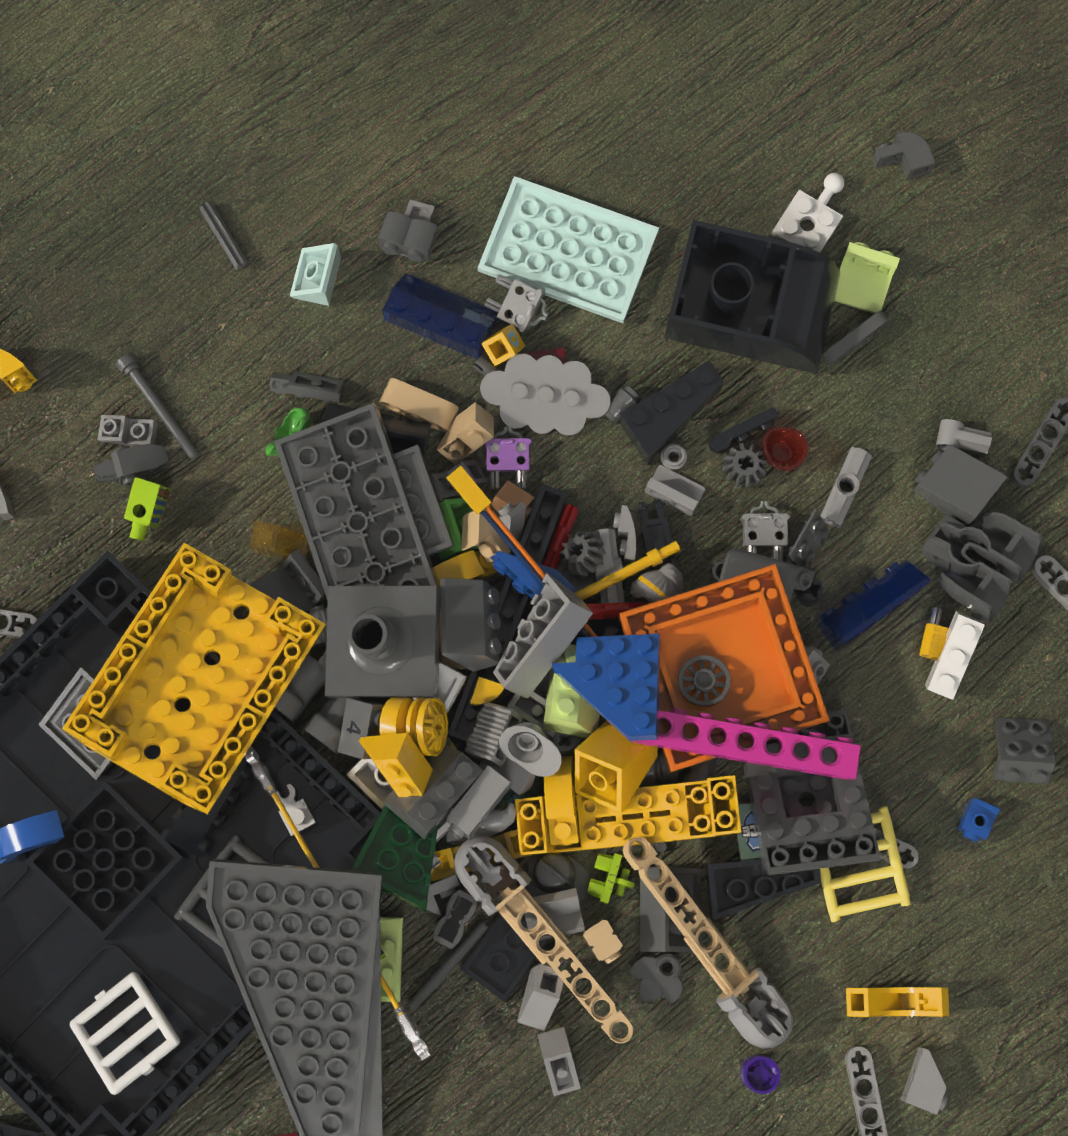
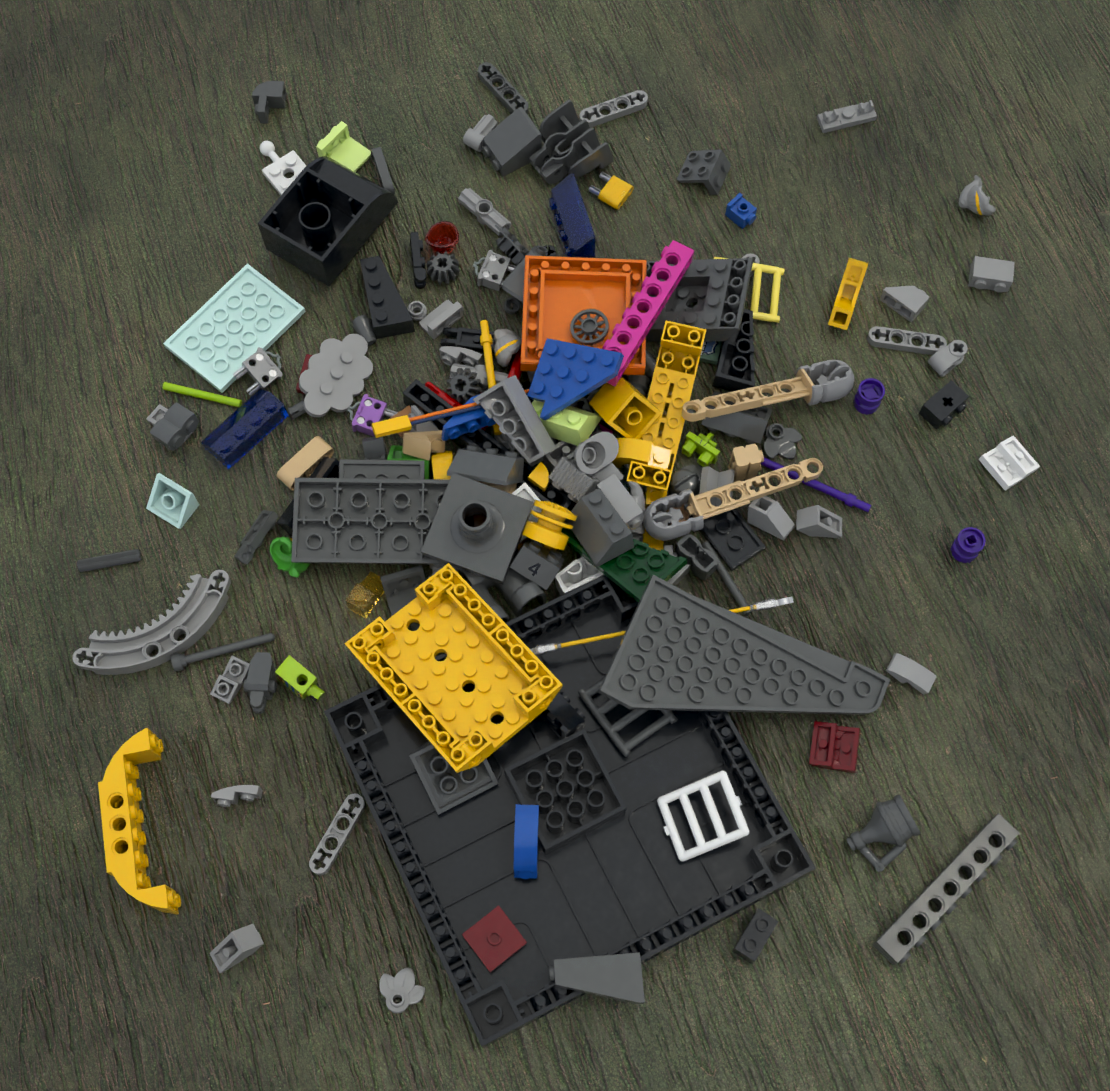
camera: 70 degrees left, 10 degrees down
(125, 308) = (132, 651): none -> light grey gear
(297, 810) = (580, 649): white plate -> none
(399, 762) = (573, 542): yellow slope -> none
(467, 246) = (202, 394): none -> lime bar
(467, 433) = (342, 435): tan slope -> none
(503, 344) = (287, 388): yellow brick -> none
(607, 1090) = (849, 499): none -> dark purple bar
(955, 656) = (637, 191): white arch -> none

